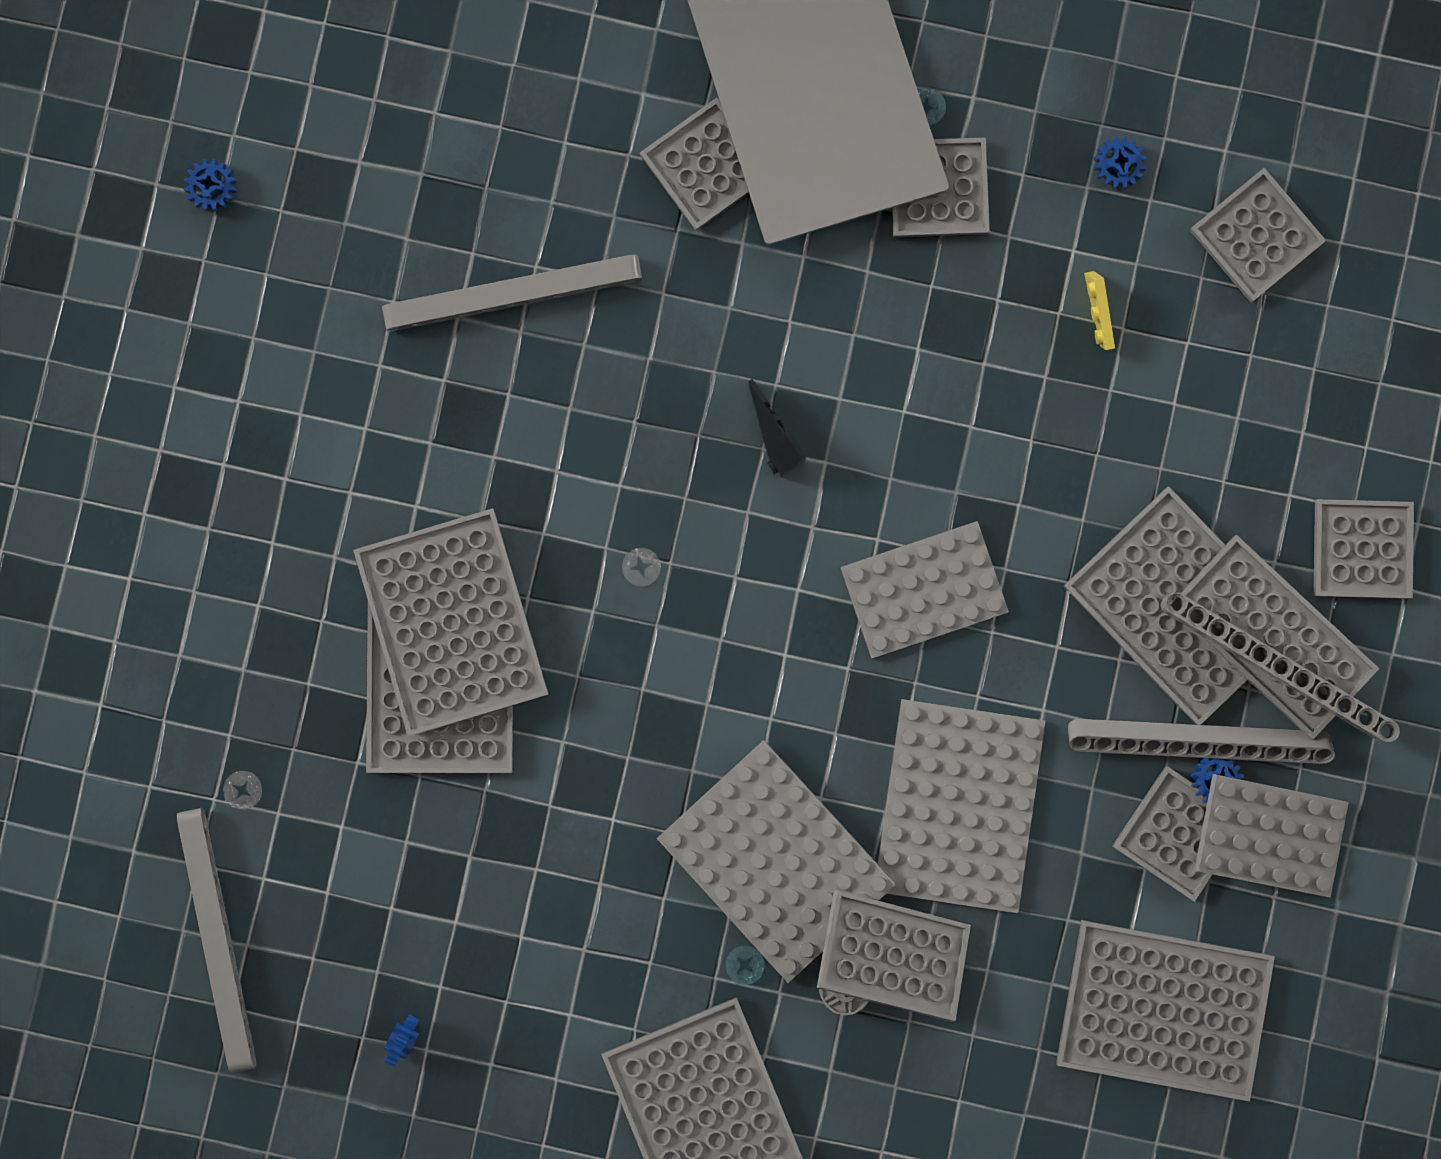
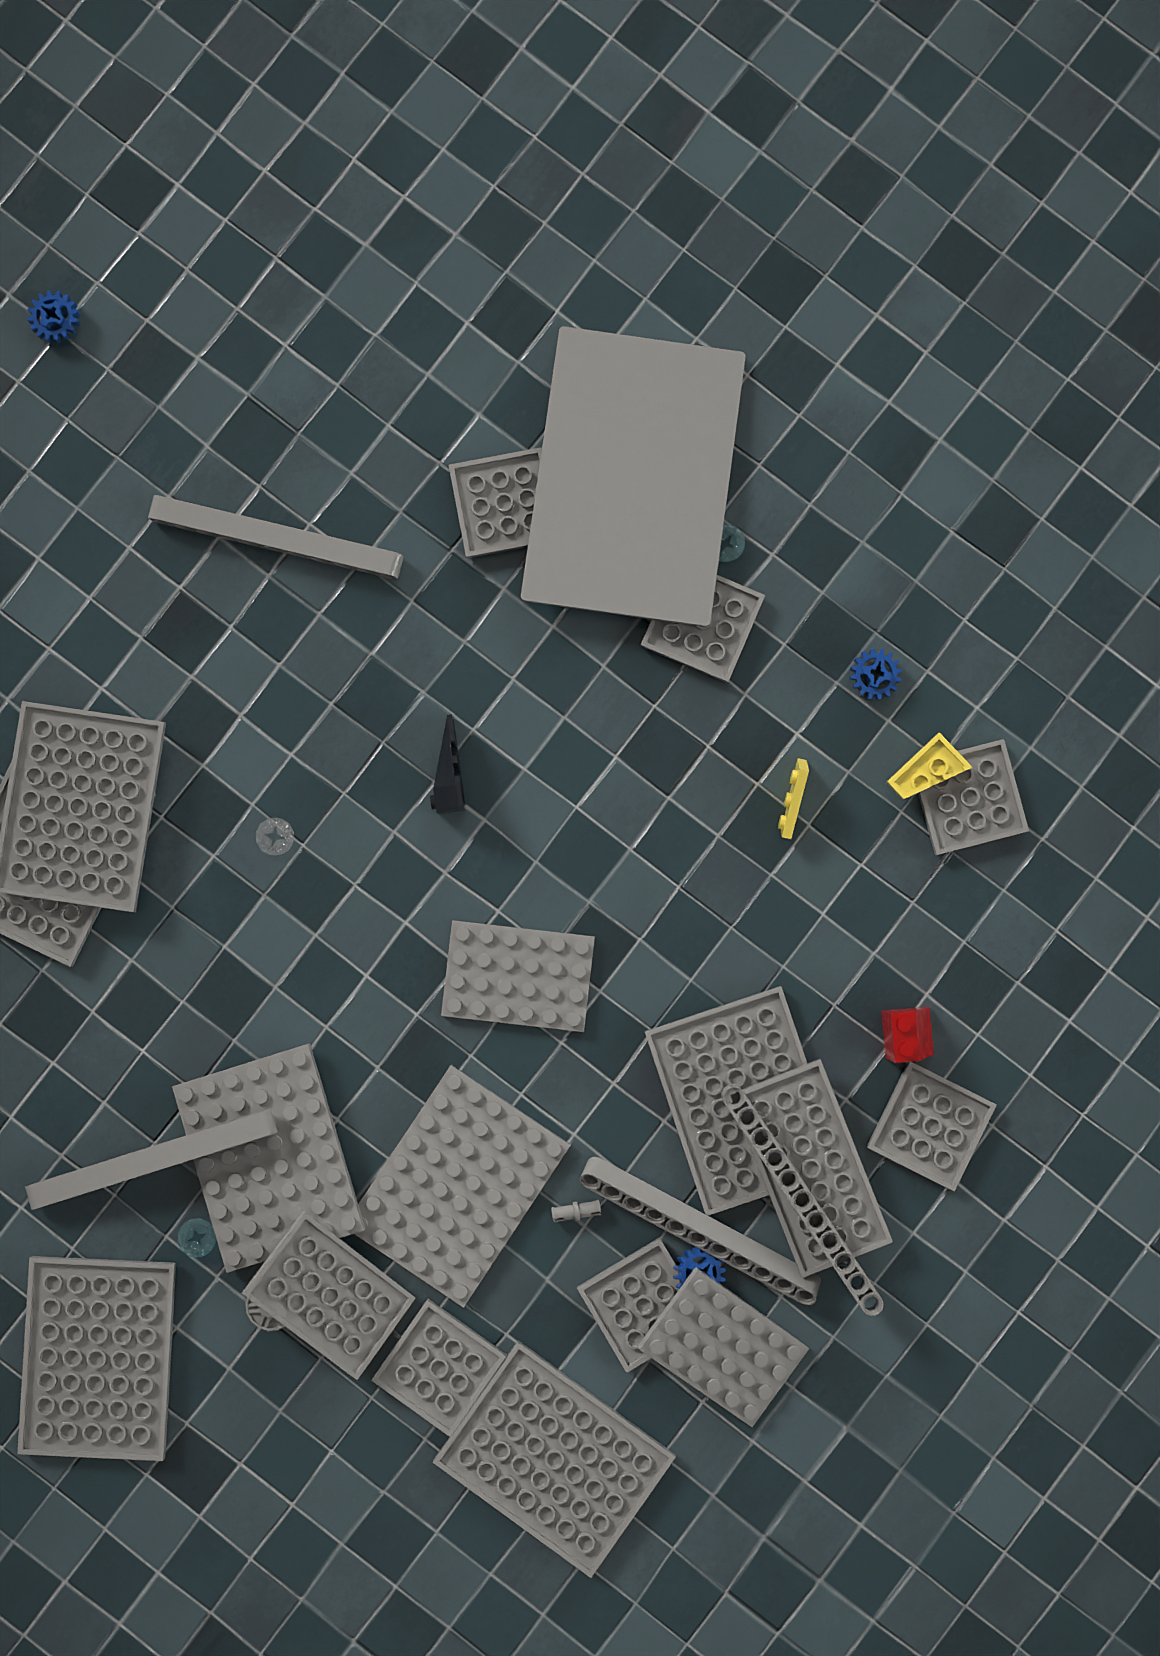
camera: 25 degrees right, 0 degrees up
(671, 911) = (151, 1159): none -> light grey beam
(1021, 977) = (439, 1367): none -> light grey plate
(1079, 777) = (576, 1211): none -> light grey pin
(1208, 224) = (928, 767): none -> light yellow wing
(1302, 476) = (907, 1034): none -> red slope

